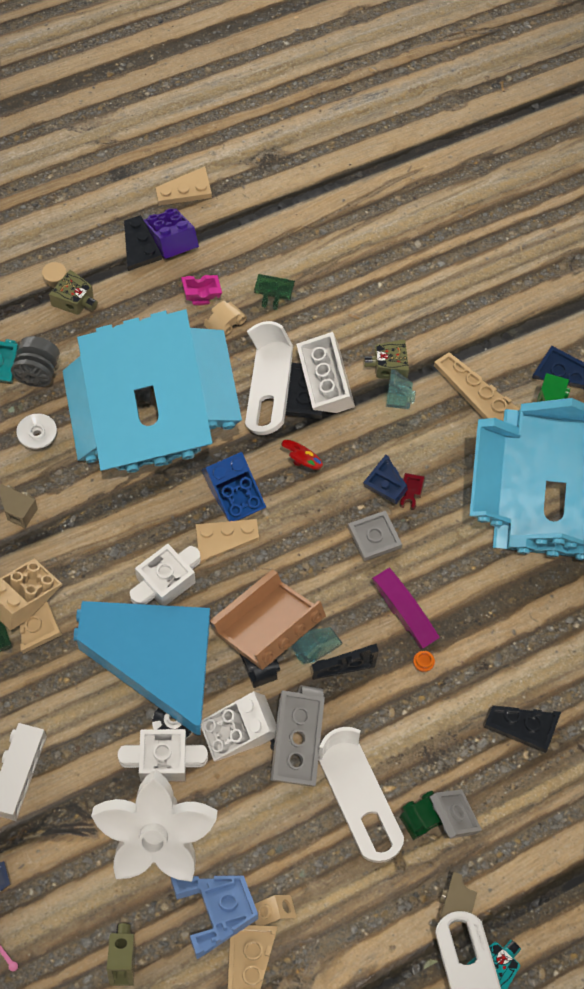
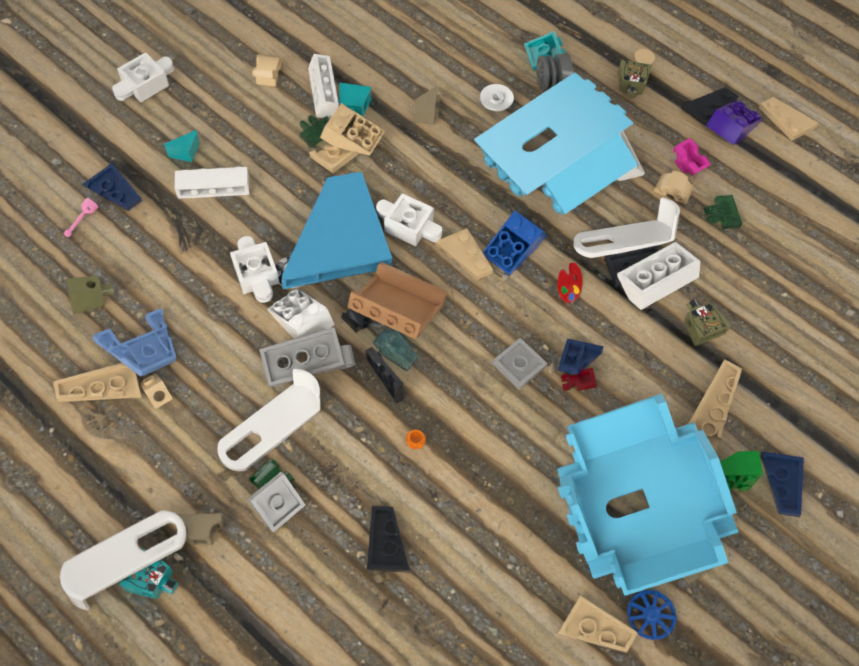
camera: 70 degrees right, 0 degrees up
(154, 830) = (185, 274): white plant -> none
(400, 391) = (674, 336): clear light blue slope -> none
(405, 607) = (458, 407): magenta slope -> none

